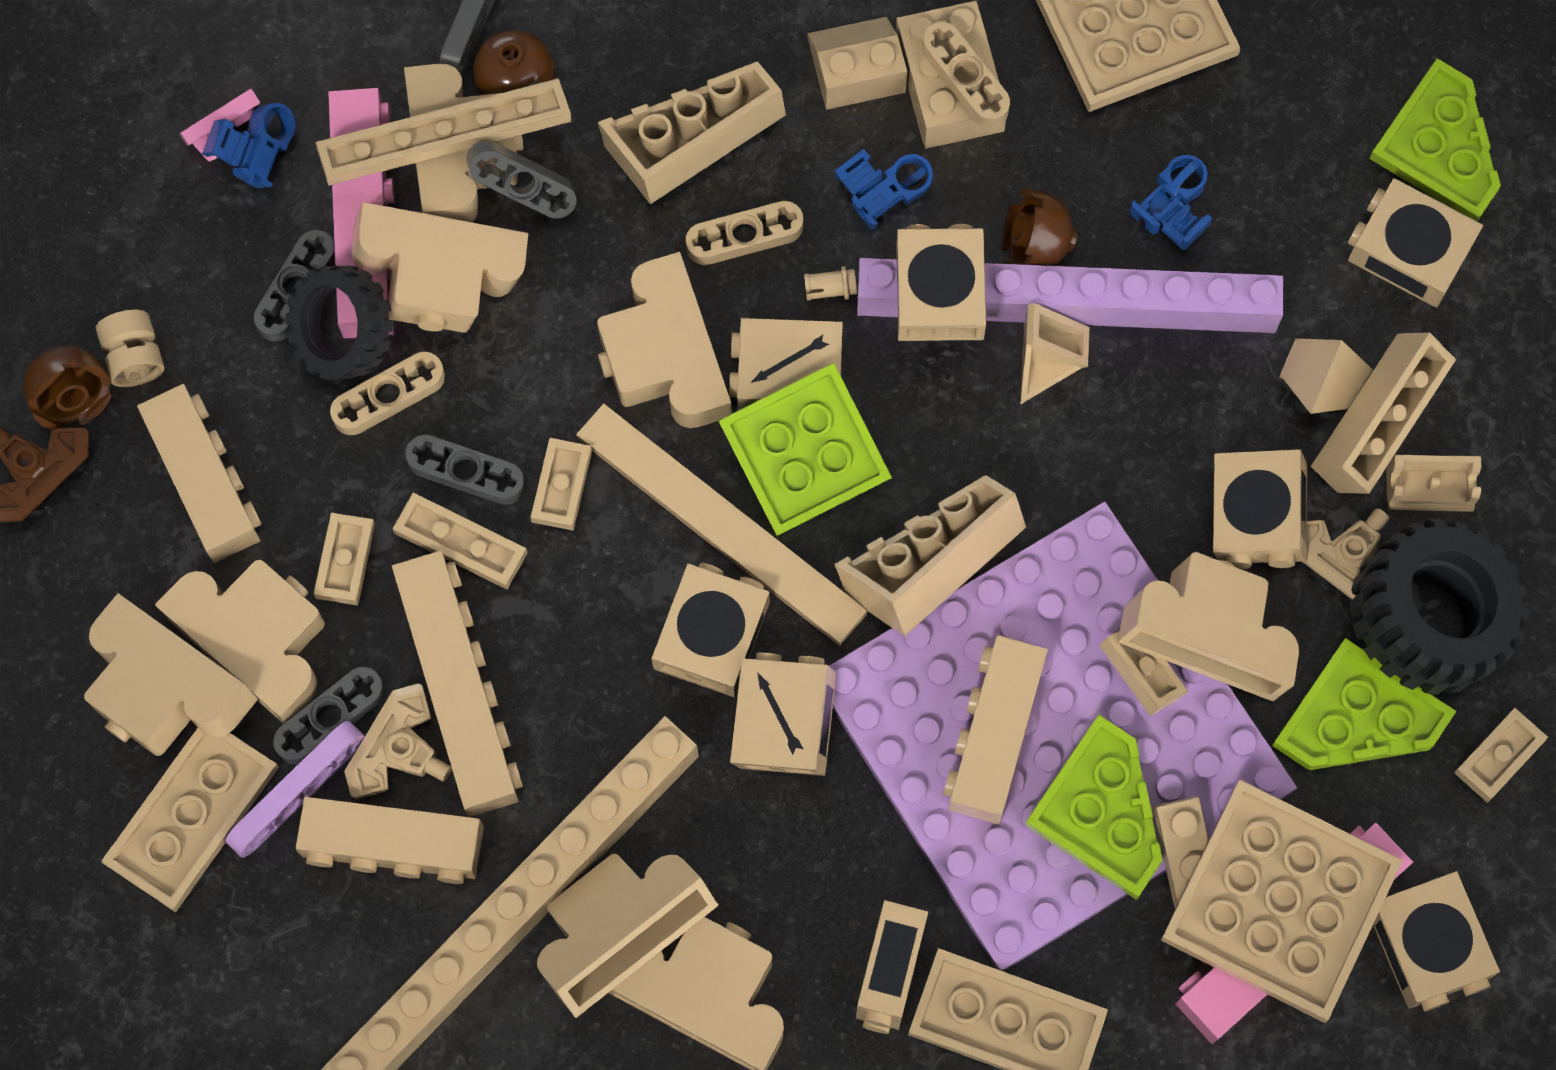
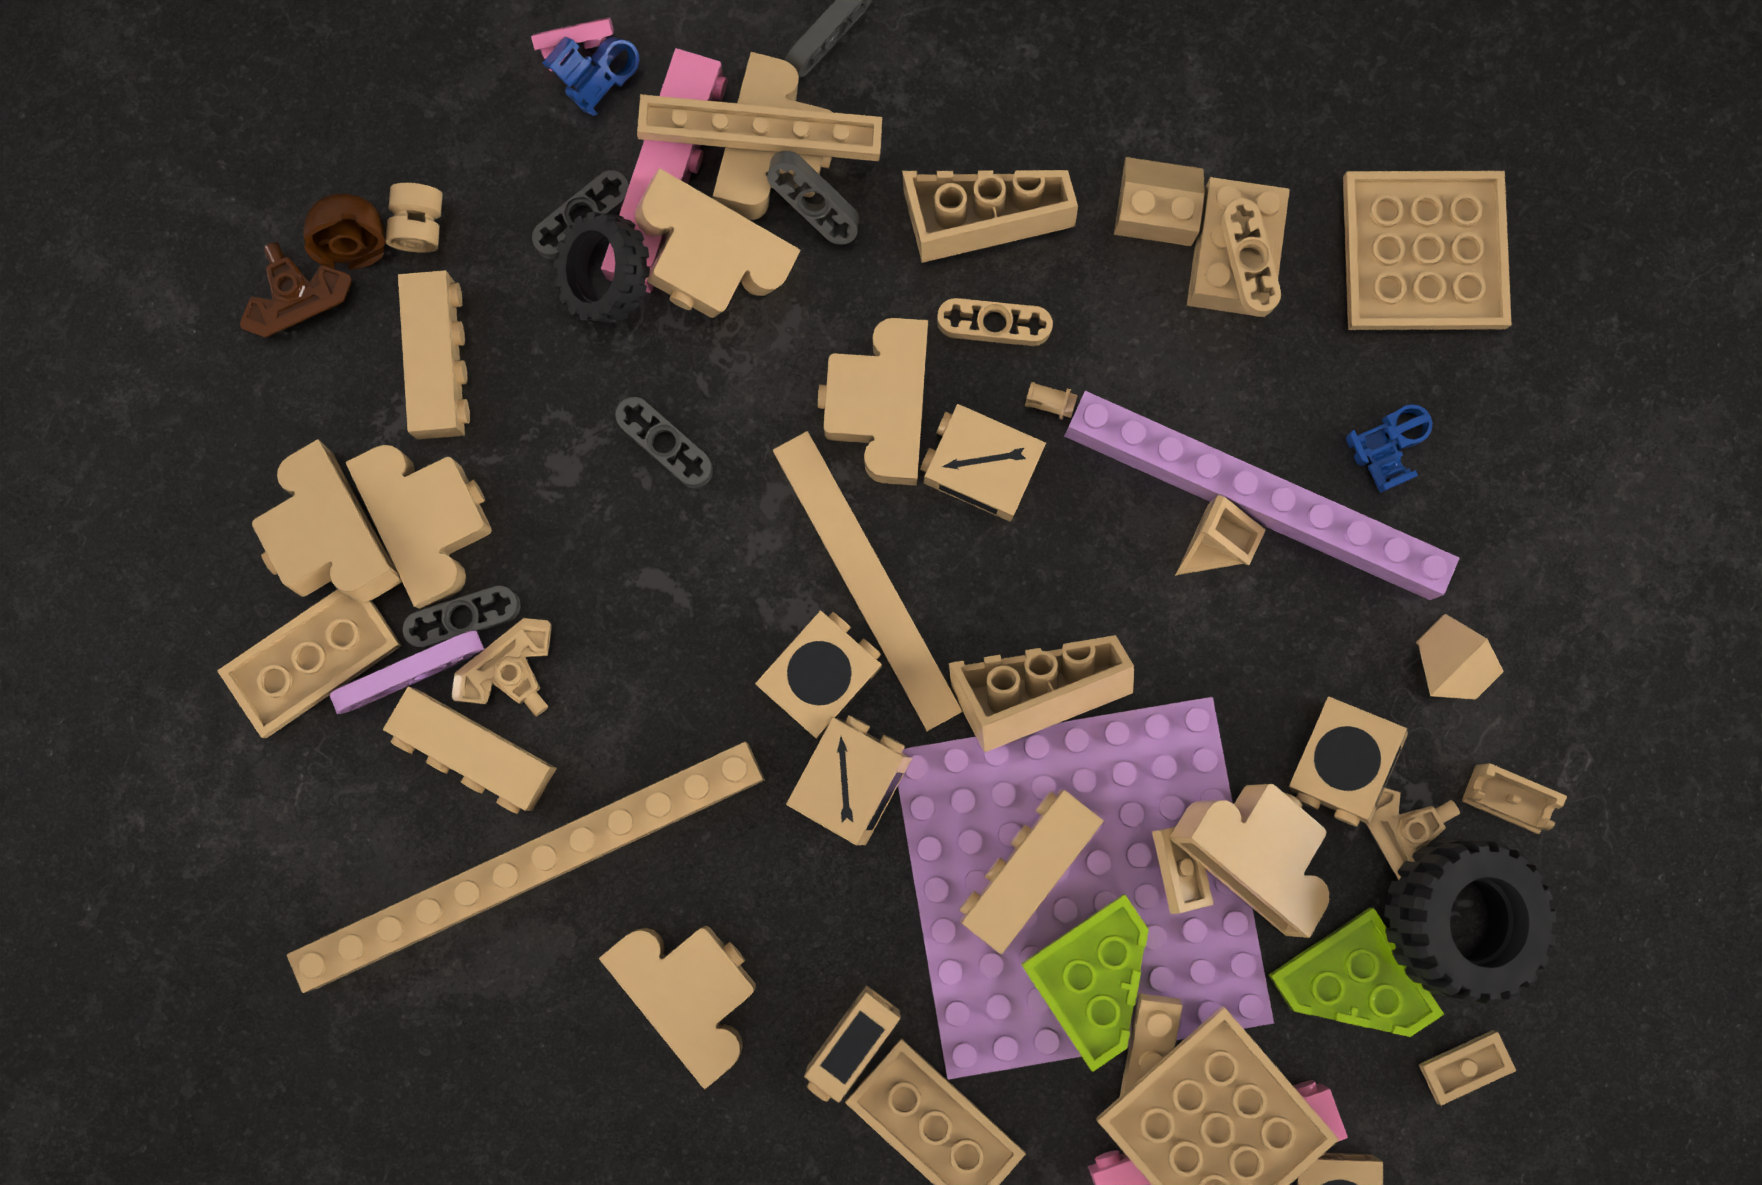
camera: 20 degrees right, 10 degrees up
(344, 559) = (528, 482): tan plate -> none
(355, 396) = (610, 335): tan beam -> none
(456, 685) = (579, 633): tan brick -> none
(460, 541) = (633, 506): tan plate -> none
(511, 62) = (850, 84): reddish brown cylinder -> none
(561, 484) = (741, 489): tan plate -> none
(618, 925) = (628, 913): tan brick -> none
(805, 449) = (966, 546): lime plate -> none
(877, 194) = (1125, 330): blue piece -> none
(940, 283) = (1147, 446): tan brick -> none
(1038, 230) = (1255, 426): reddish brown cylinder -> none
(1383, 413) = (1496, 718): tan brick -> none
(1413, 241) = (1591, 568): brick -> none
(1442, 143) = (1657, 486): lime plate -> none

